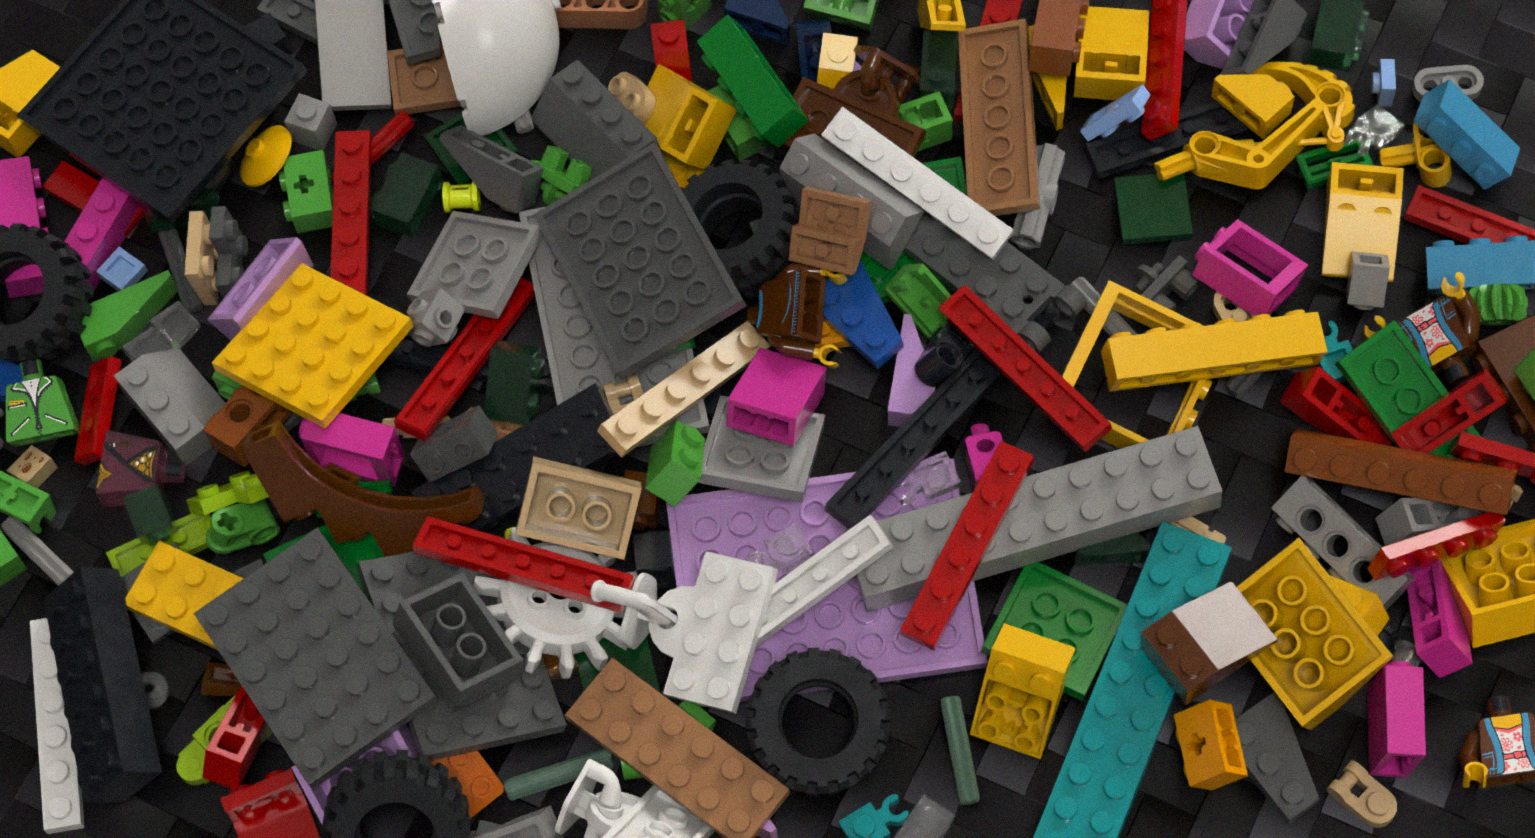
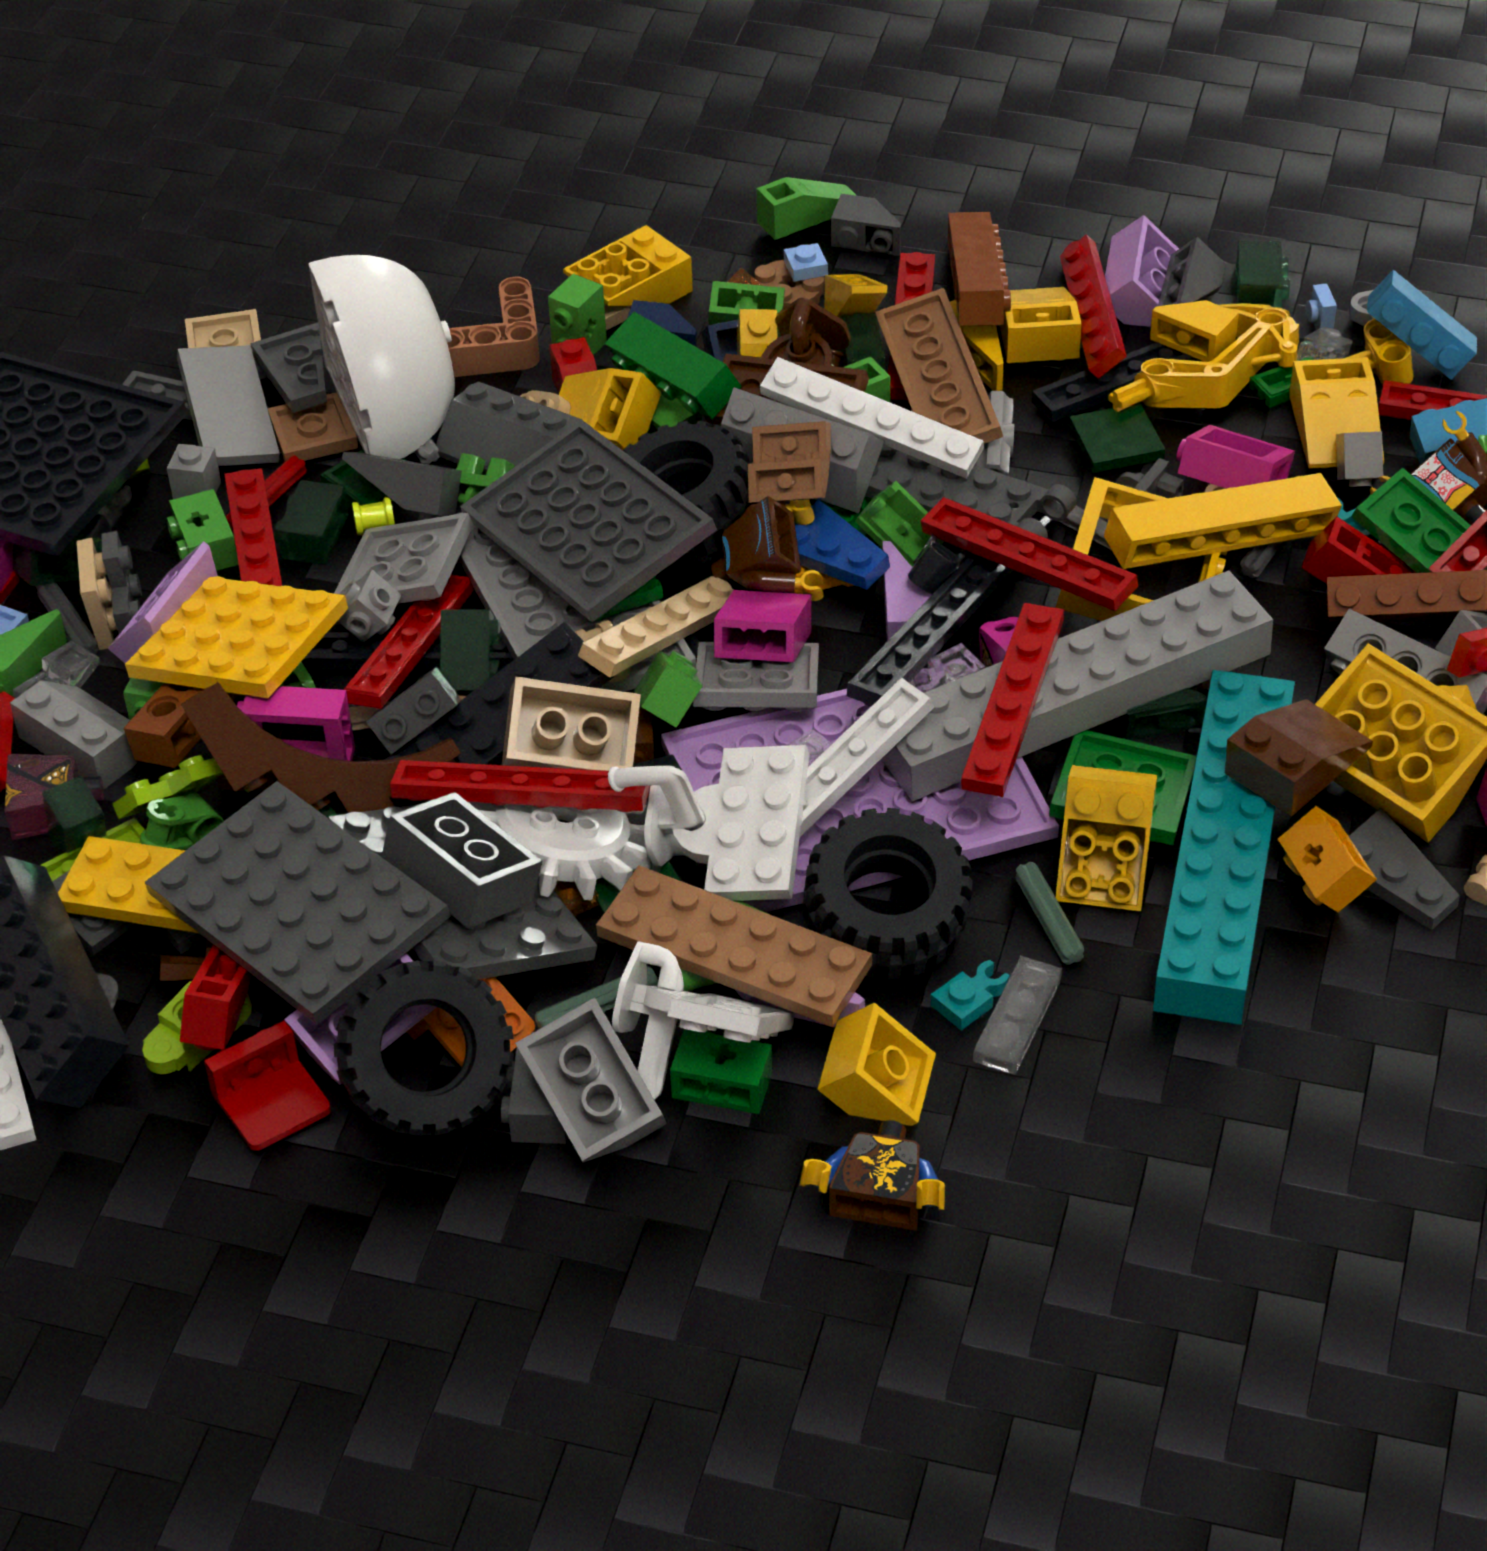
camera: 15 degrees left, 20 degrees down
(265, 155) = (148, 506): yellow dish -> none
(1107, 119) = (1048, 369): light blue plate -> none

